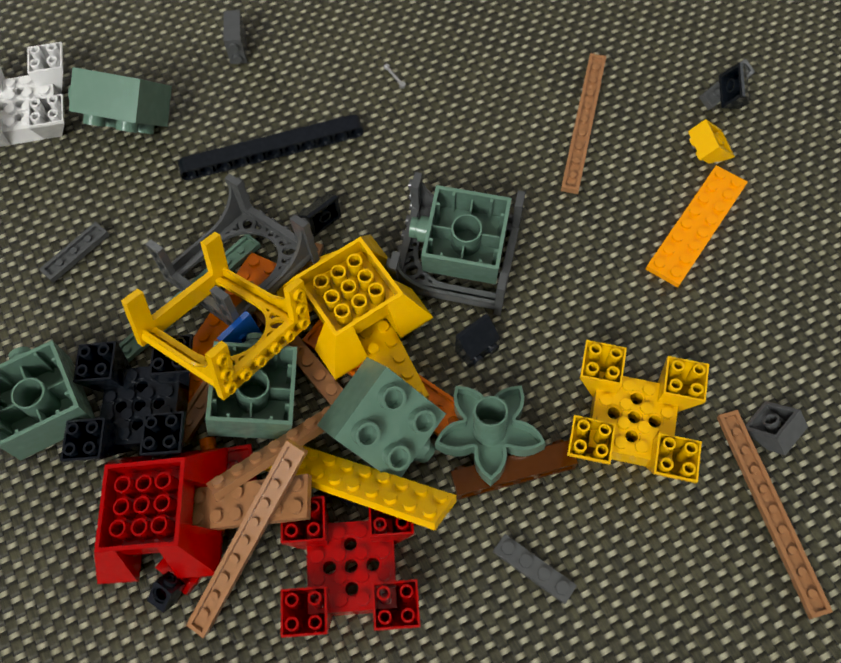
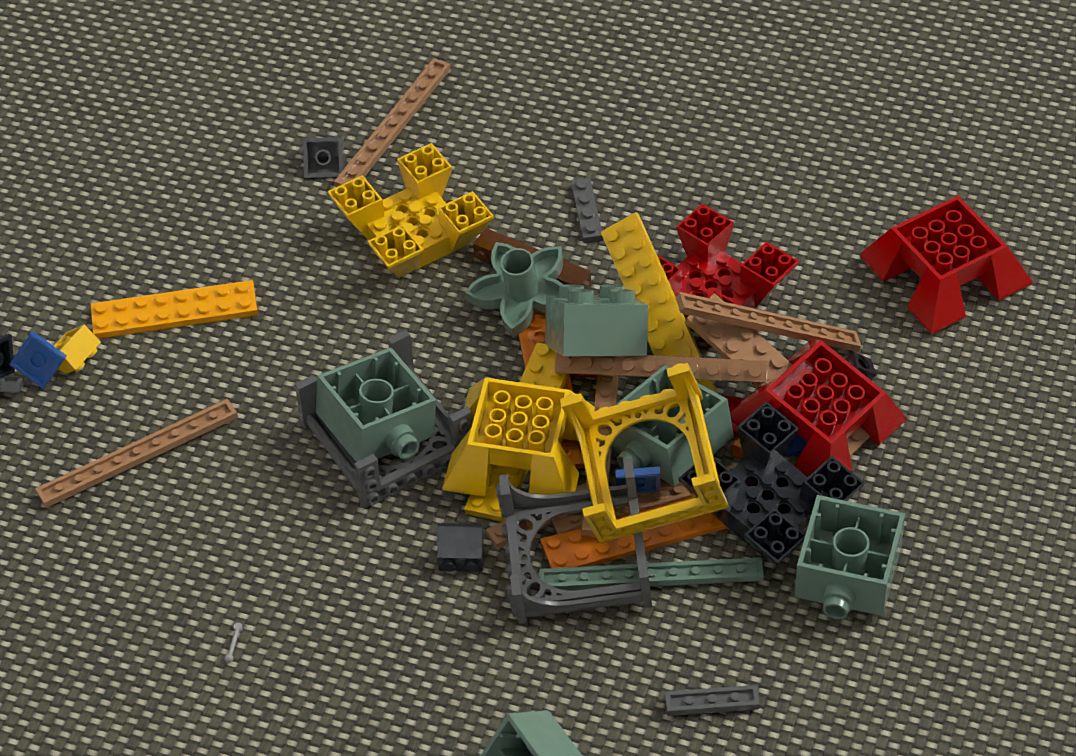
camera: 135 degrees left, 15 degrees down
(270, 147) = (433, 657): black beam -> none
(477, 341) = (456, 355): black slope -> none
(712, 109) = (38, 360): none -> blue plate

